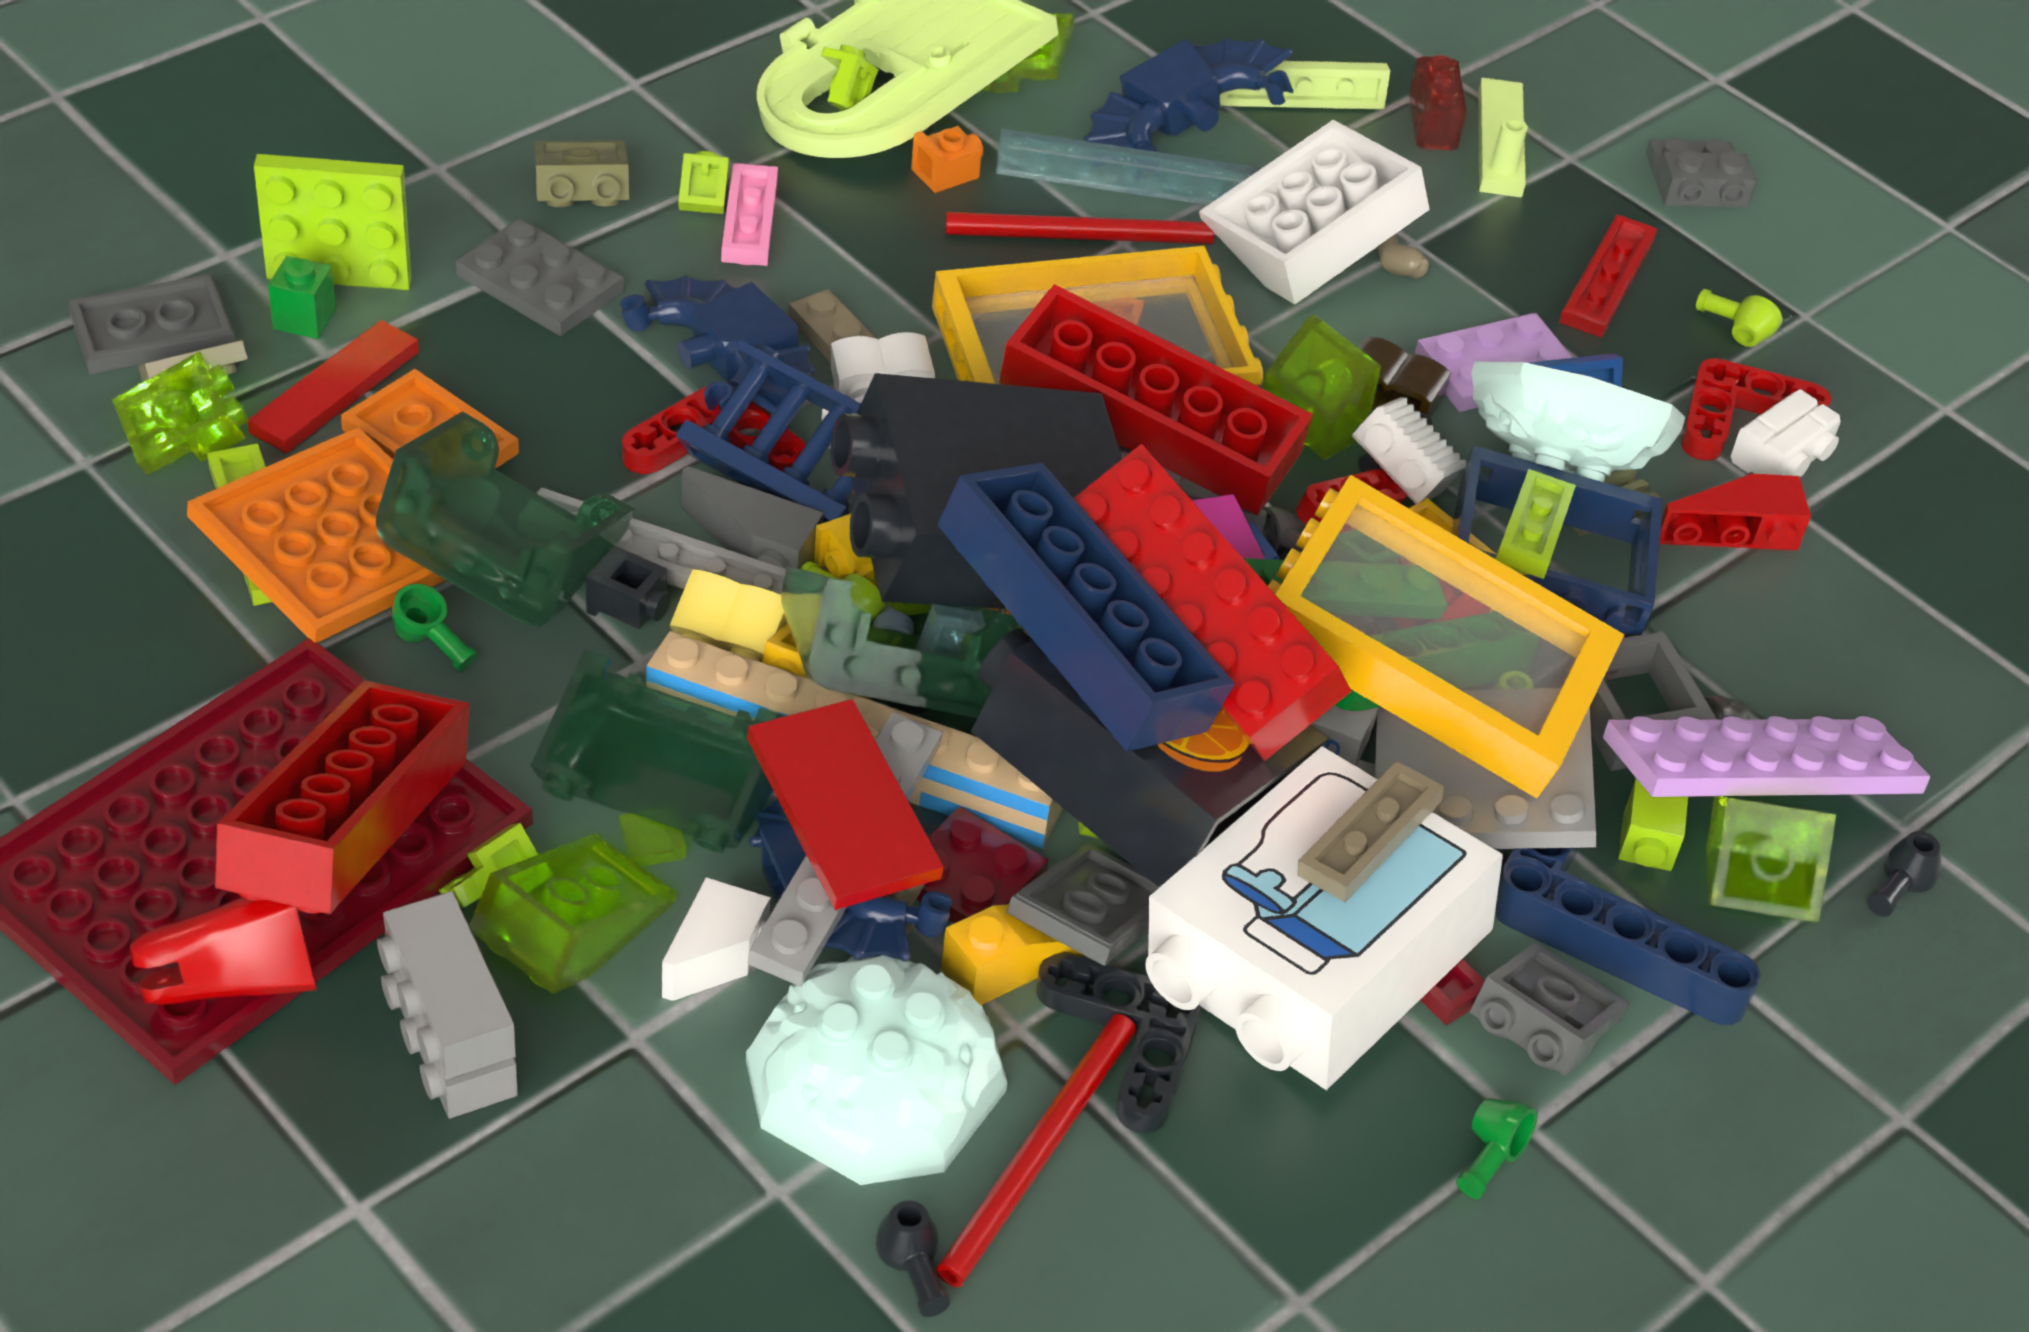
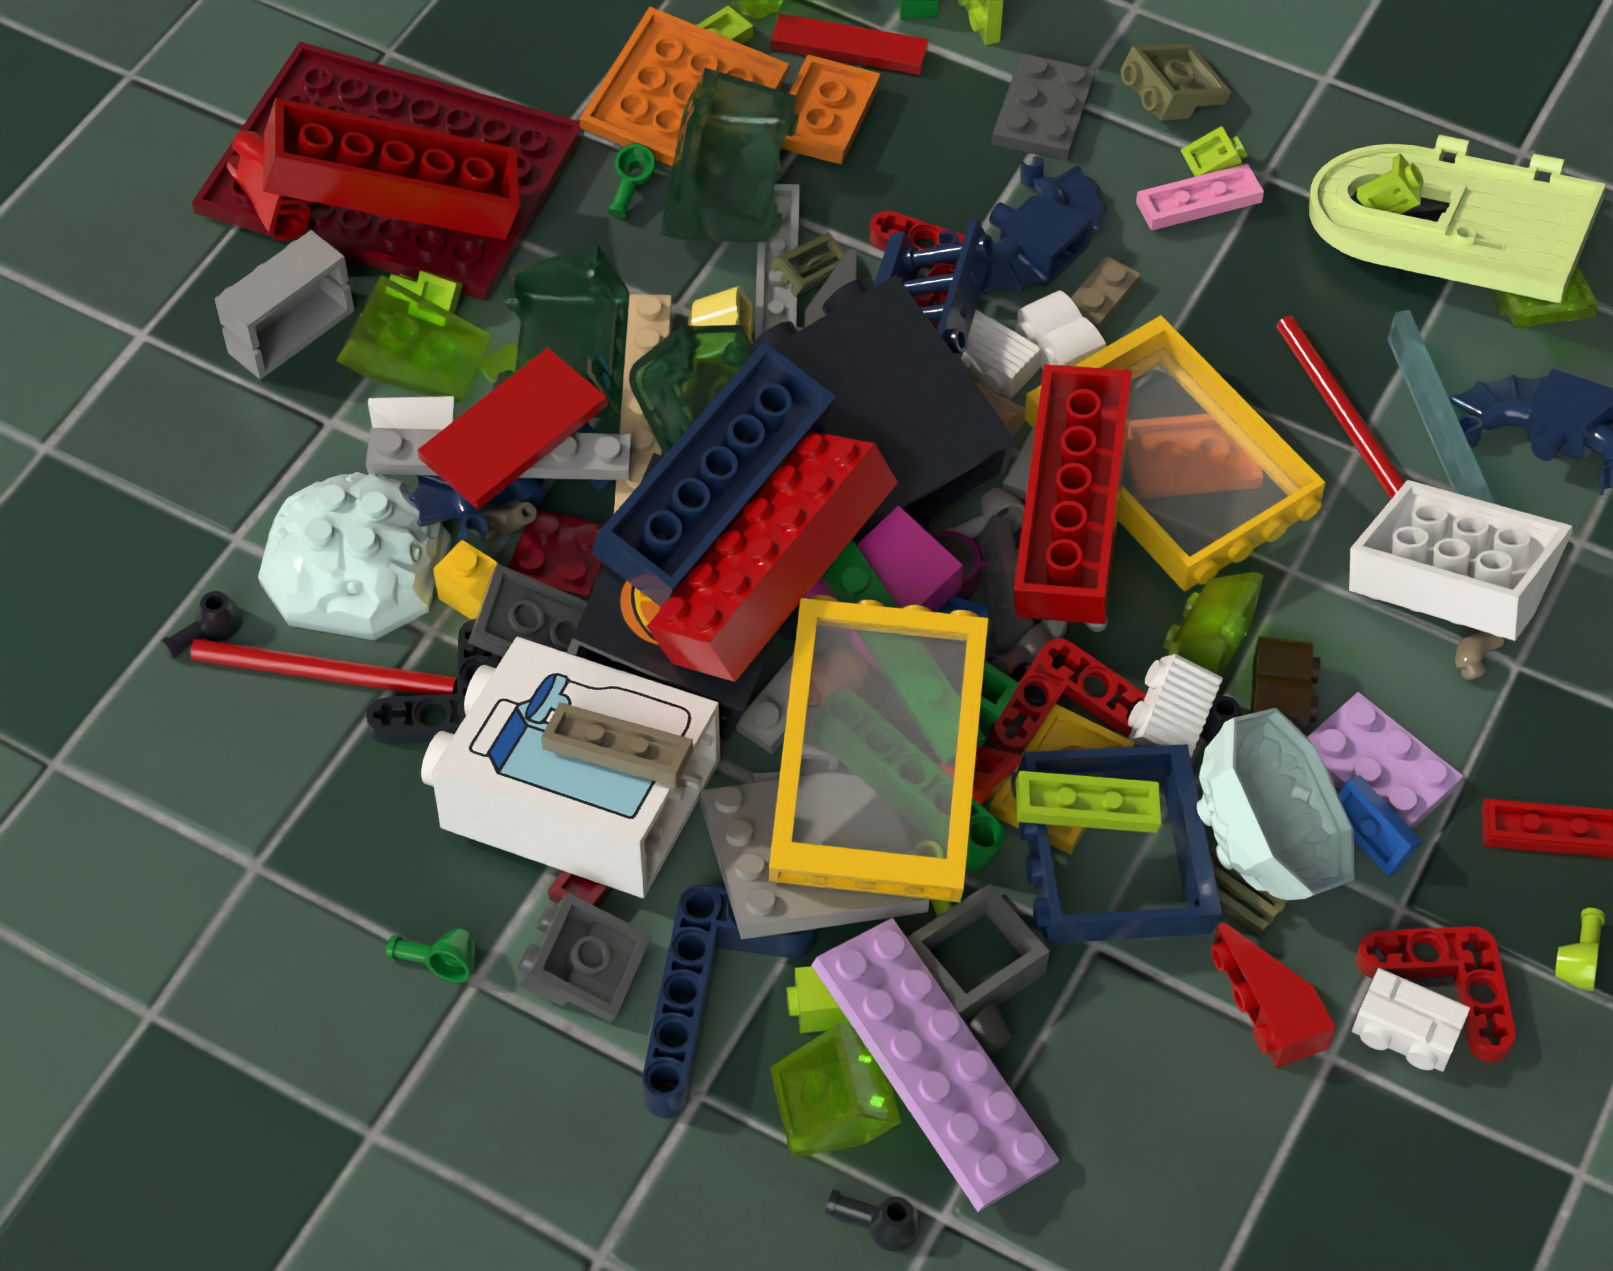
camera: 75 degrees right, 10 degrees up
(627, 588) = (724, 273): black brick -> none
(671, 518) = (794, 275): none -> olive tile
(946, 158) = (1365, 294): orange brick -> none

